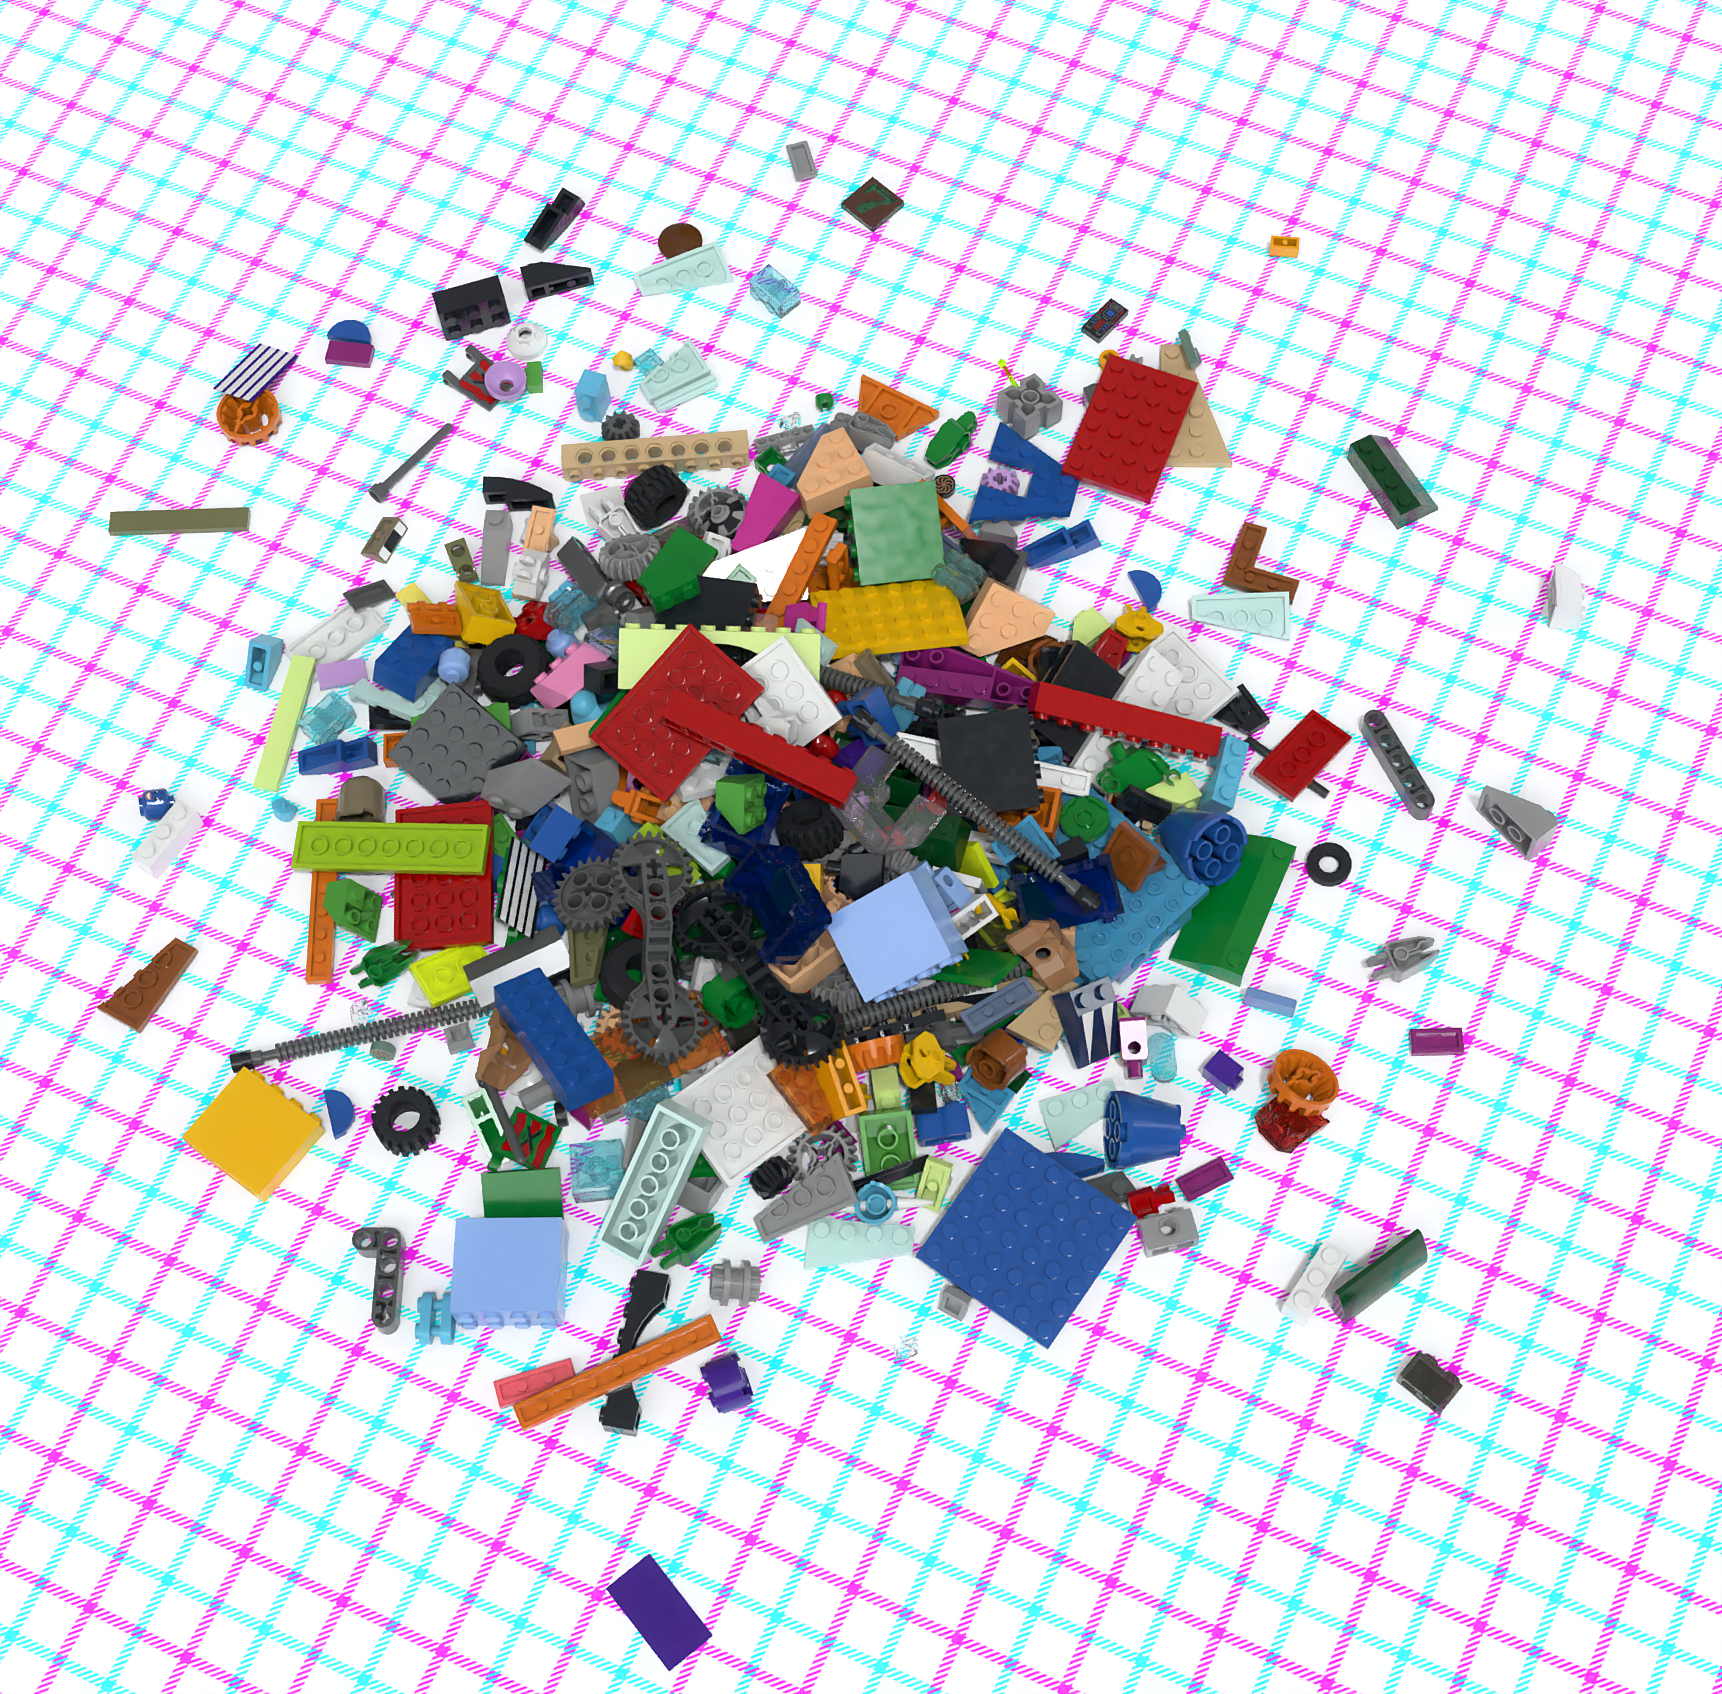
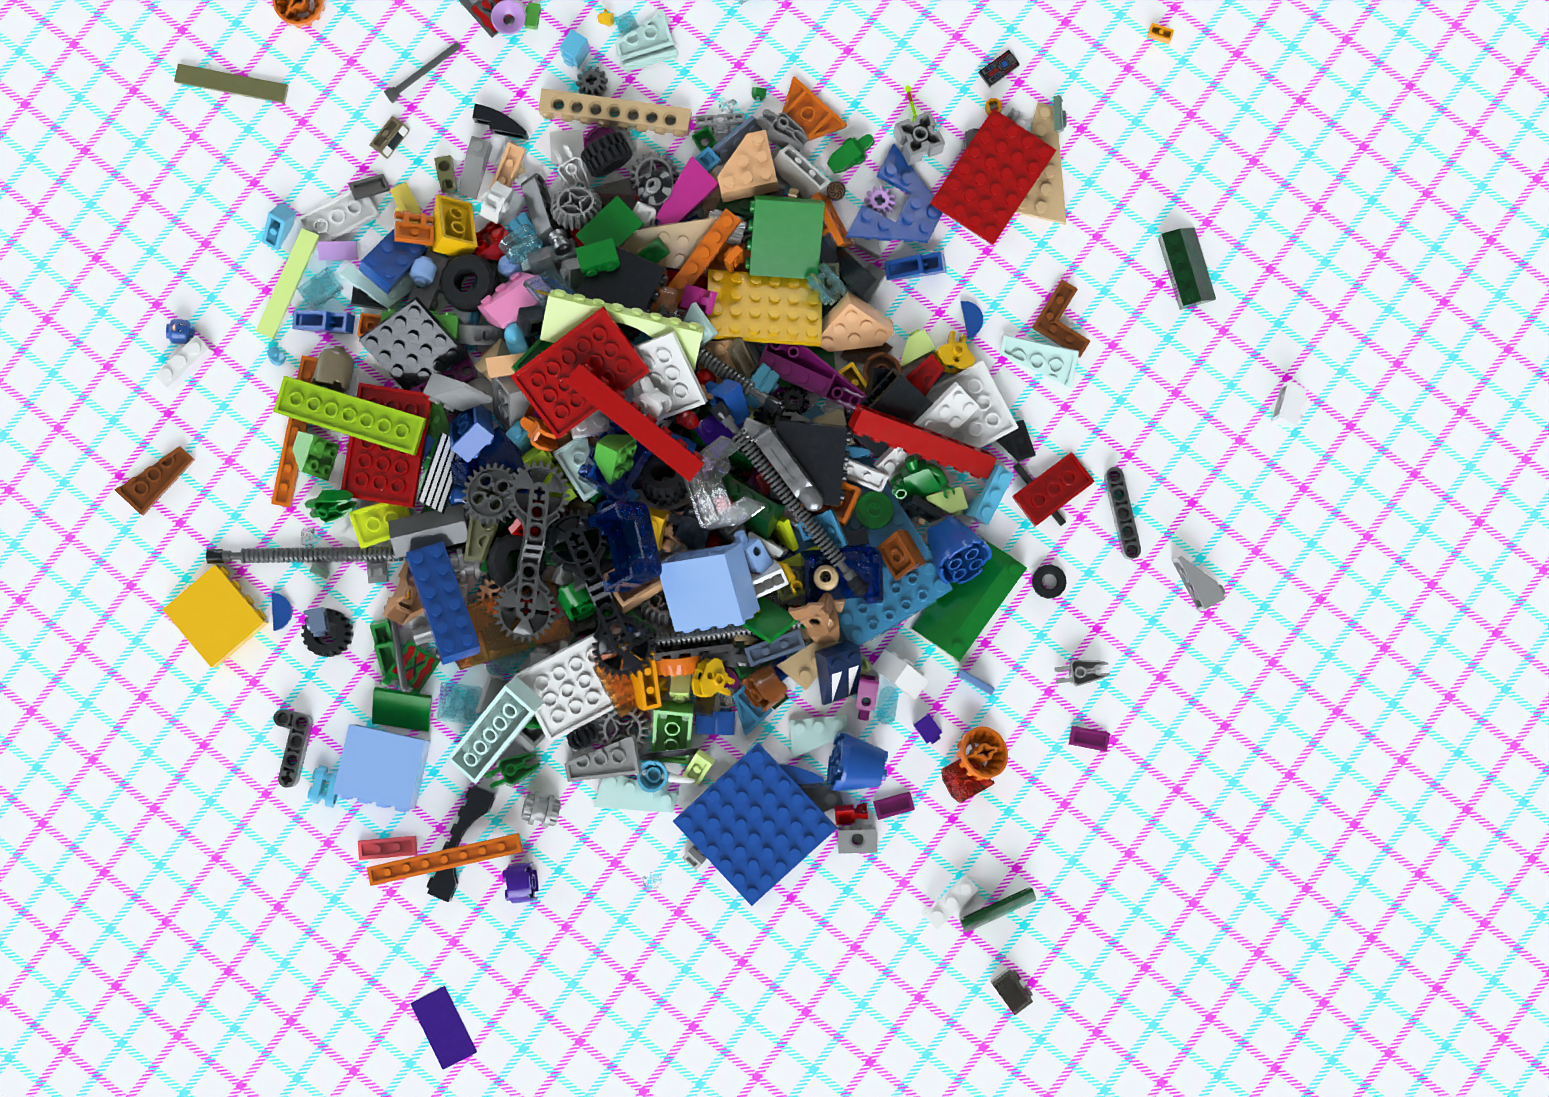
camera: 15 degrees right, 20 degrees up
(391, 1098) = (317, 621): none -> sand blue brick
(966, 771) = (789, 468): none -> flat silver piece
(1044, 899) = (819, 575): none -> tan head

